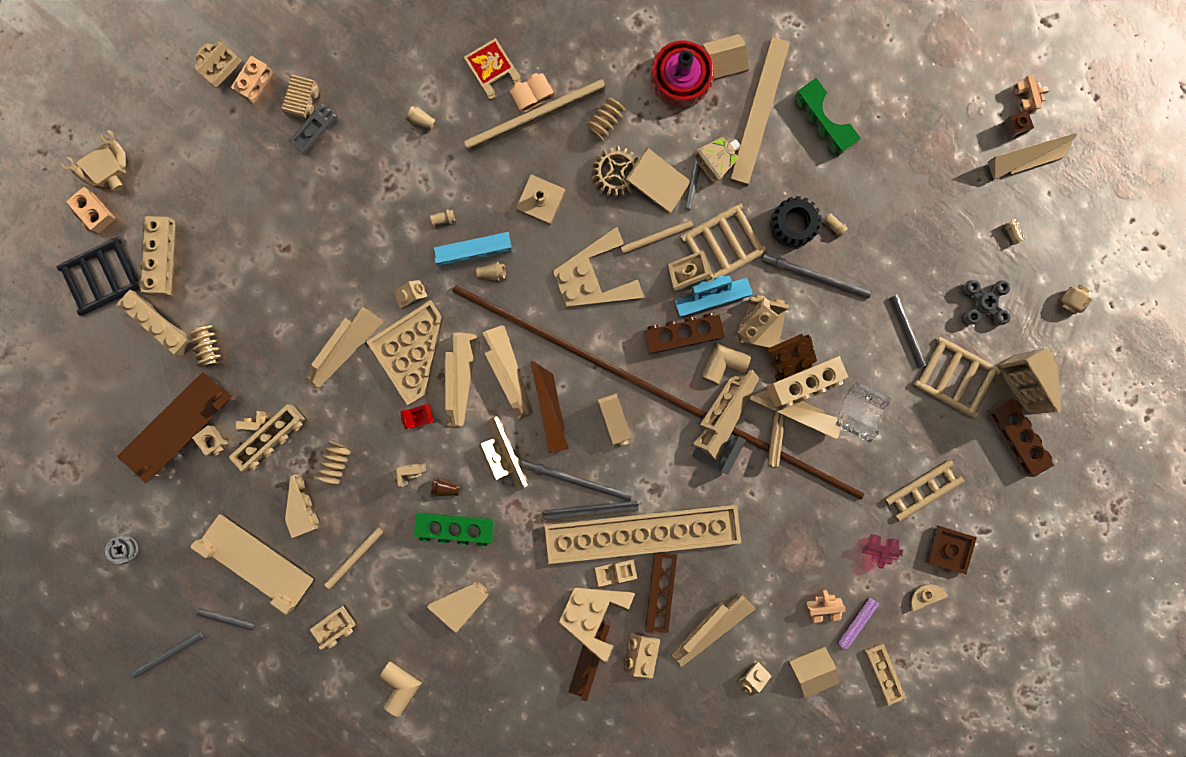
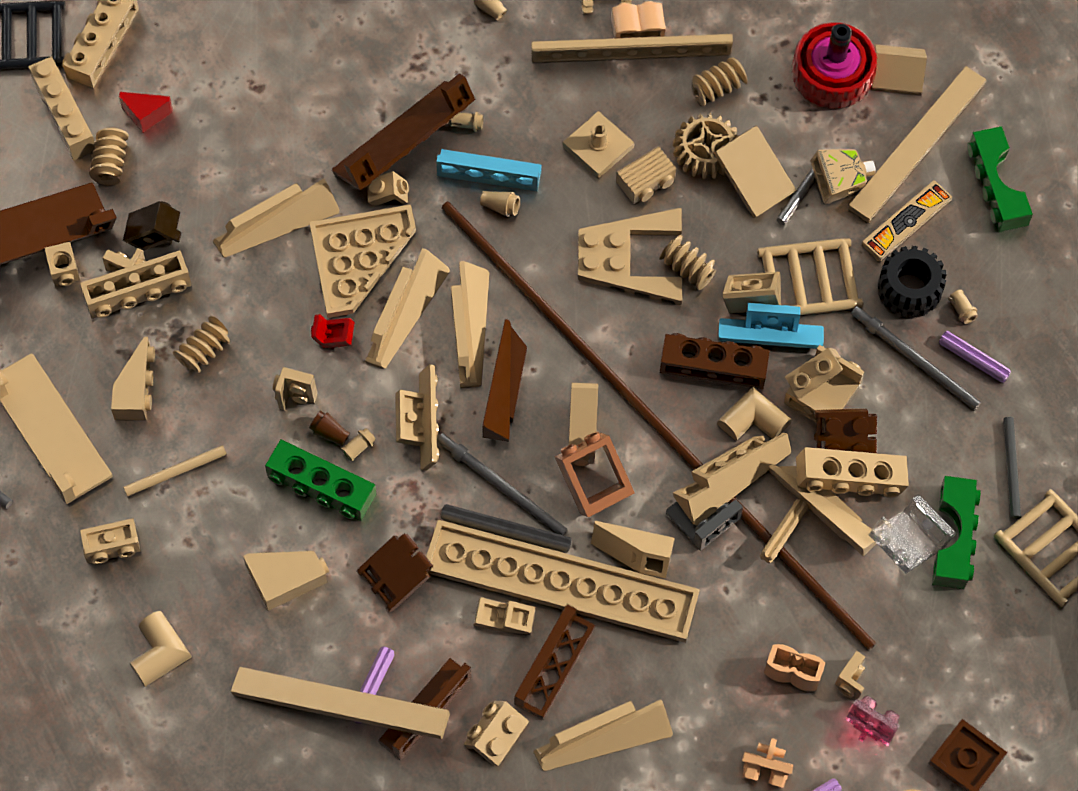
camera: 20 degrees right, 20 degrees down
(214, 300) = (145, 109): none -> red slope
(259, 390) = (152, 226): none -> dark brown brick
(403, 248) = (405, 132): none -> reddish brown bracket
(469, 490) = (358, 444): none -> tan pin
(532, 572) = (396, 570): none -> reddish brown plate
(534, 682) = (340, 702): none -> tan tile
(547, 659) = (377, 671): none -> lavender axle
(584, 211) = (646, 175): none -> tan brick
(585, 613) = (448, 644): tan wing -> none
(639, 267) = (688, 262): none -> tan piece
(650, 462) = (605, 498): none -> nougat window
(657, 236) = (747, 239): tan bar -> none
(686, 493) = (638, 549): none -> tan slope
(774, 174) = (906, 221): none -> tile
(816, 537) = (789, 666): none -> light nougat brick
(856, 259) = (974, 356): none -> lavender axle
(857, 521) = (851, 672): none -> tan bracket
(896, 417) = (958, 502): none -> green arch
(922, 502) = (968, 657): tan bar -> none

